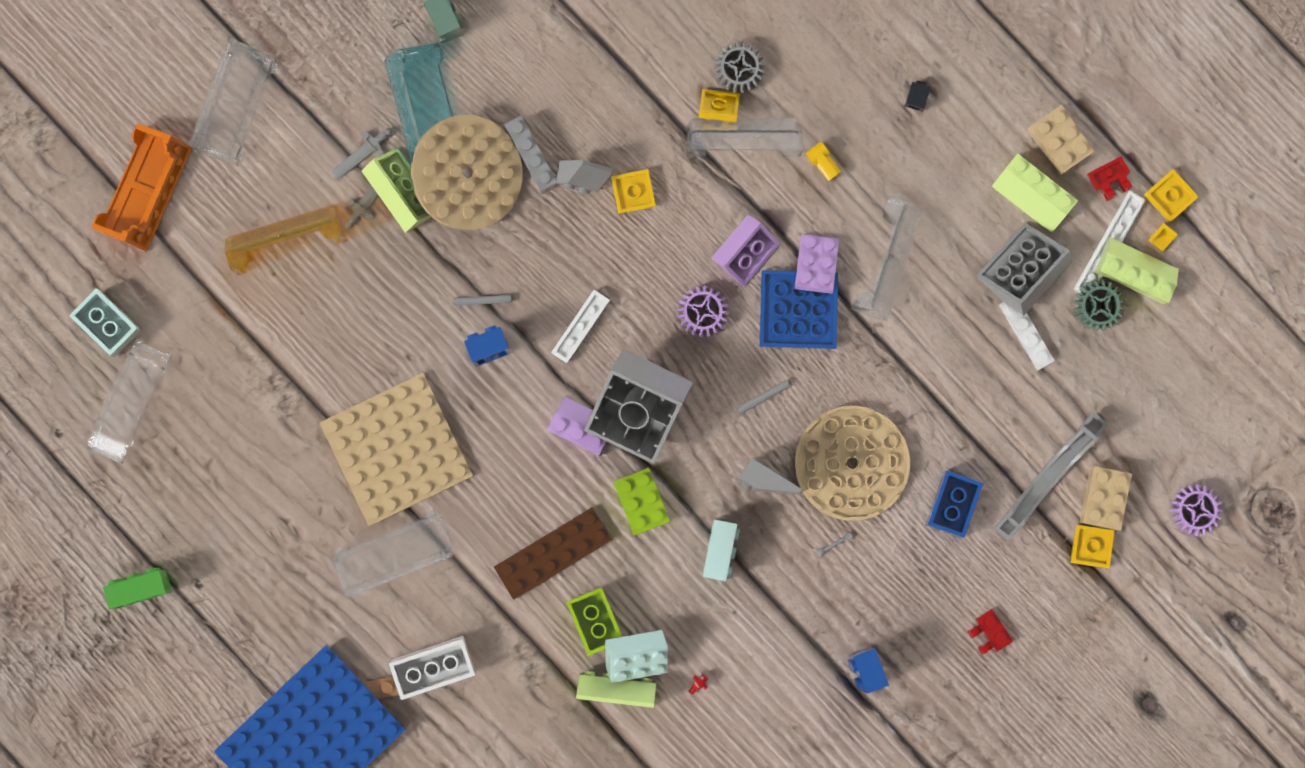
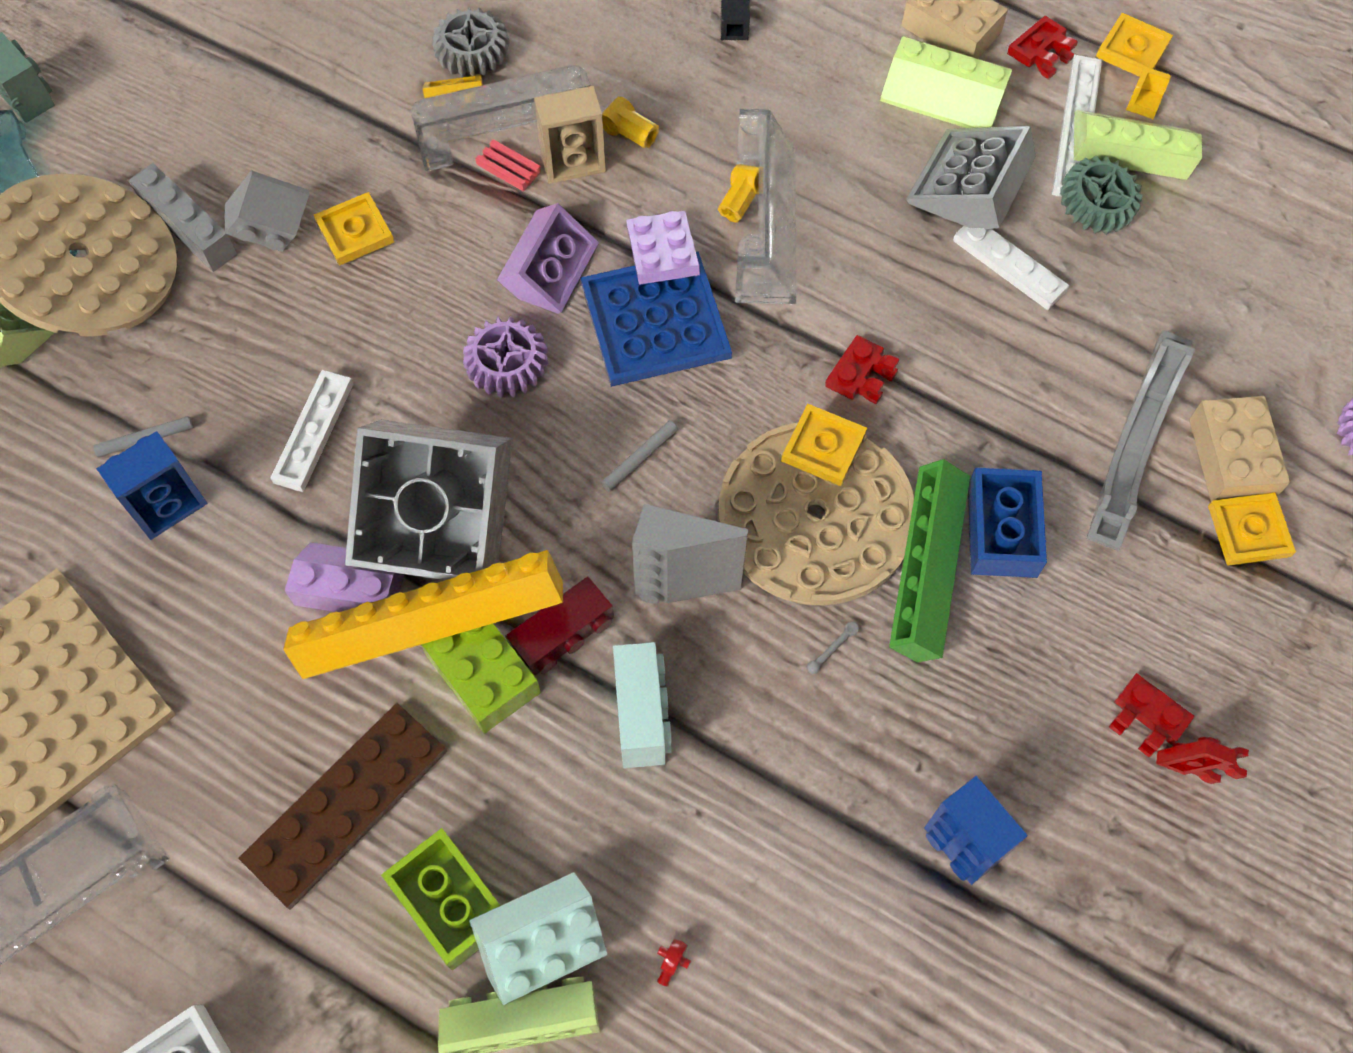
camera: 15 degrees left, 20 degrees down
(619, 470) = (424, 614): none -> yellow brick
(690, 491) = (561, 627): none -> dark red brick
(729, 157) = (511, 161): none -> coral tile
(782, 172) = (570, 134): none -> tan brick
(868, 427) = (824, 444): none -> yellow plate
(877, 236) = (743, 189): none -> yellow piece
(904, 513) = (930, 562): none -> bright green brick
(906, 376) = (856, 365): none -> red plate
(1005, 667) = (1202, 757): none -> red plate

